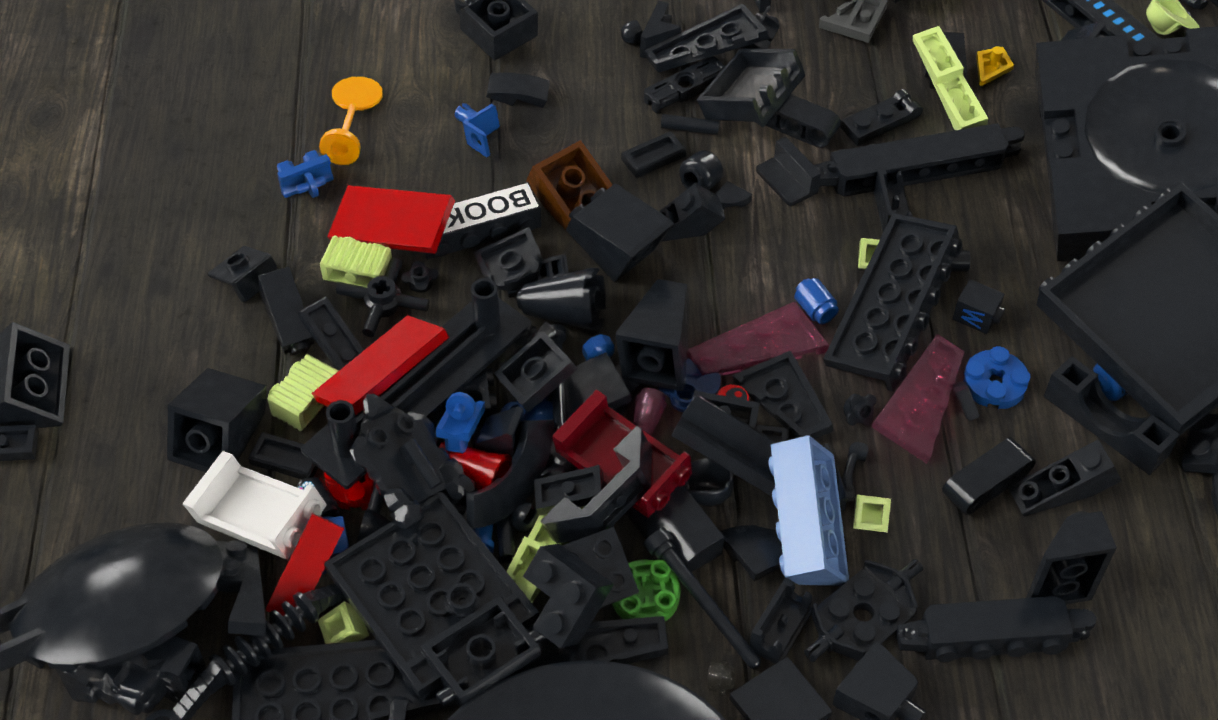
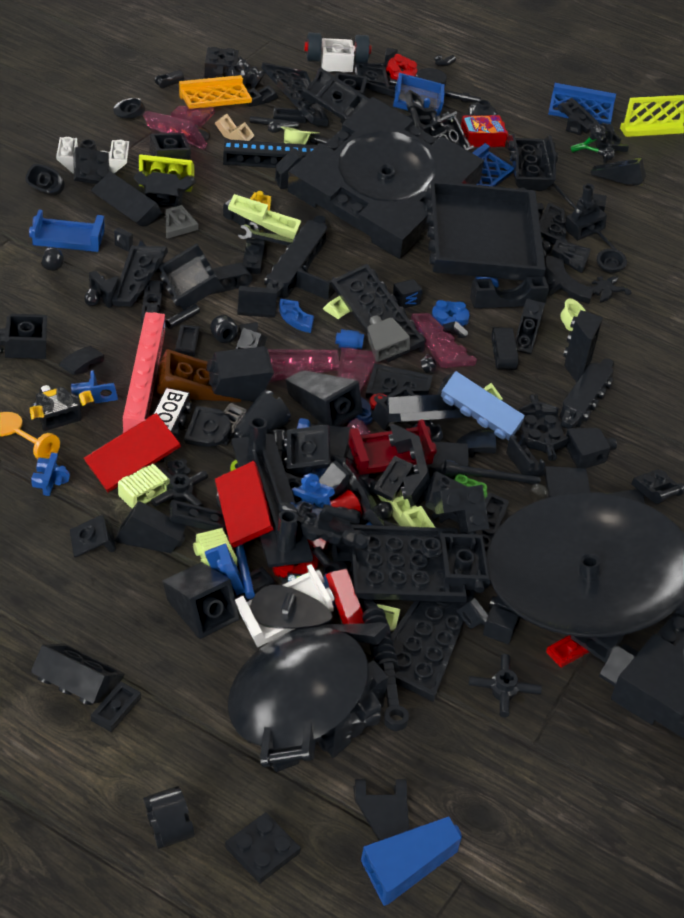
camera: 60 degrees left, 10 degrees down
(250, 511) = (288, 608): none -> black shield
(262, 415) = (222, 561): none -> blue bracket
(286, 440) = (245, 573): none -> blue bar
(410, 114) = (58, 407): none -> black torso
(512, 162) = (144, 370): none -> coral brick
(711, 271) = (291, 361): none -> clear pink wing
(810, 223) = (295, 316): none -> blue tile
(840, 332) = (386, 338): none -> dark grey torso
(921, 102) = (263, 234): none -> flag
(1153, 525) = (570, 310): none -> yellowish green piece

